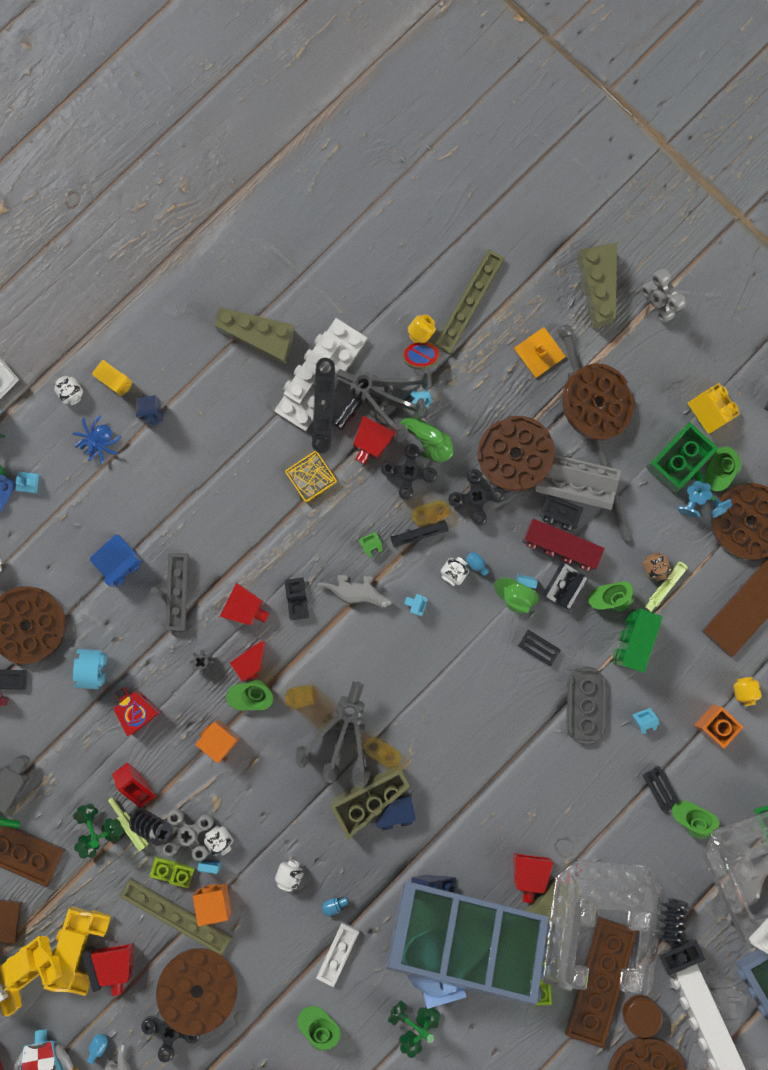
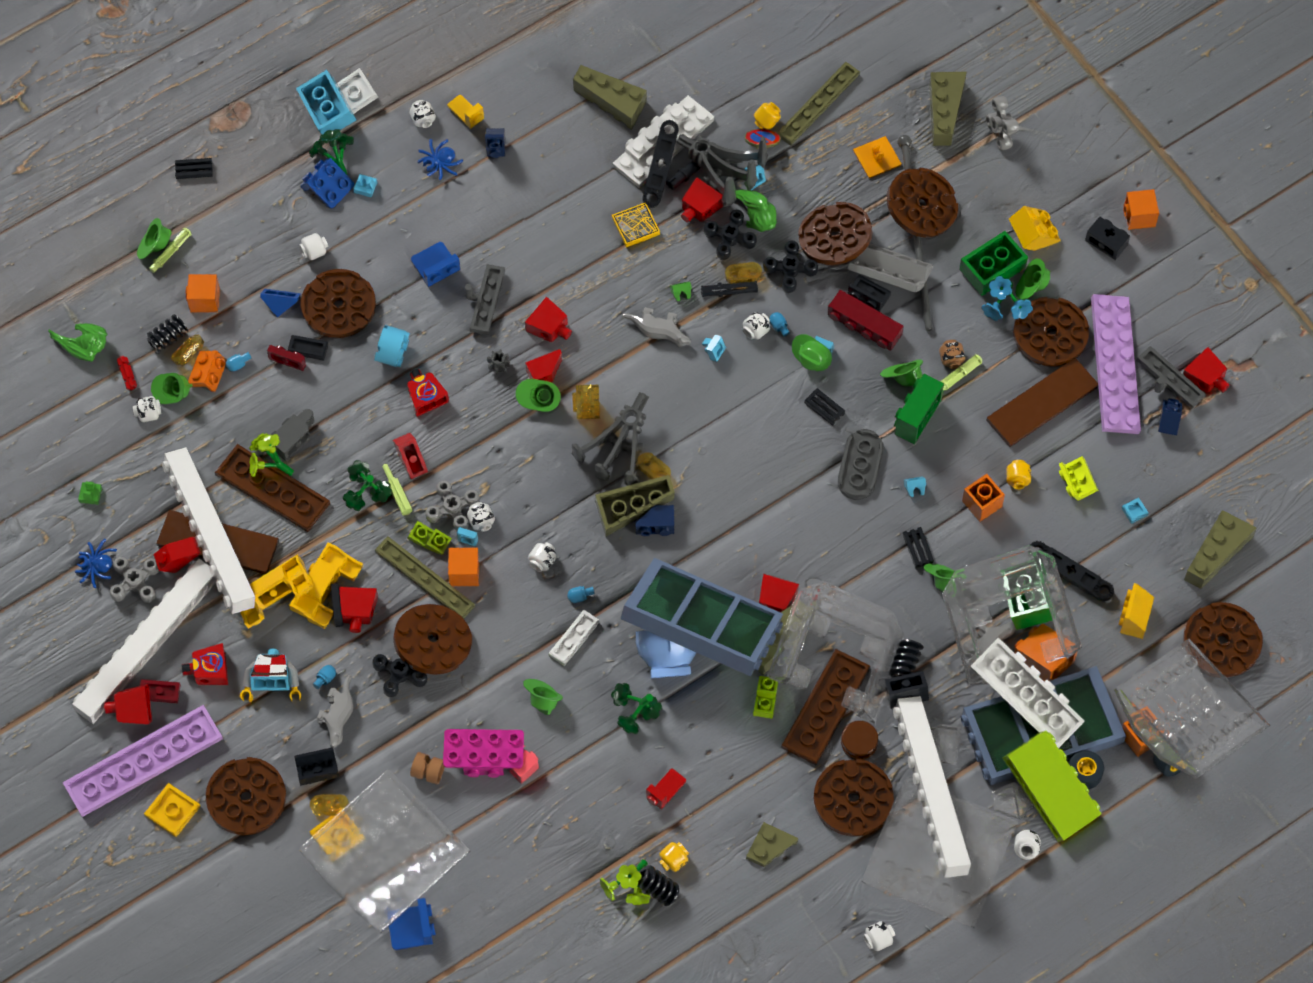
camera: 10 degrees right, 20 degrees down
(150, 827) = (420, 487): black piece -> none
(217, 740) = (499, 428): orange head -> none
(297, 599) = (600, 325): black slope -> none
(565, 586) = (859, 355): black bracket -> none

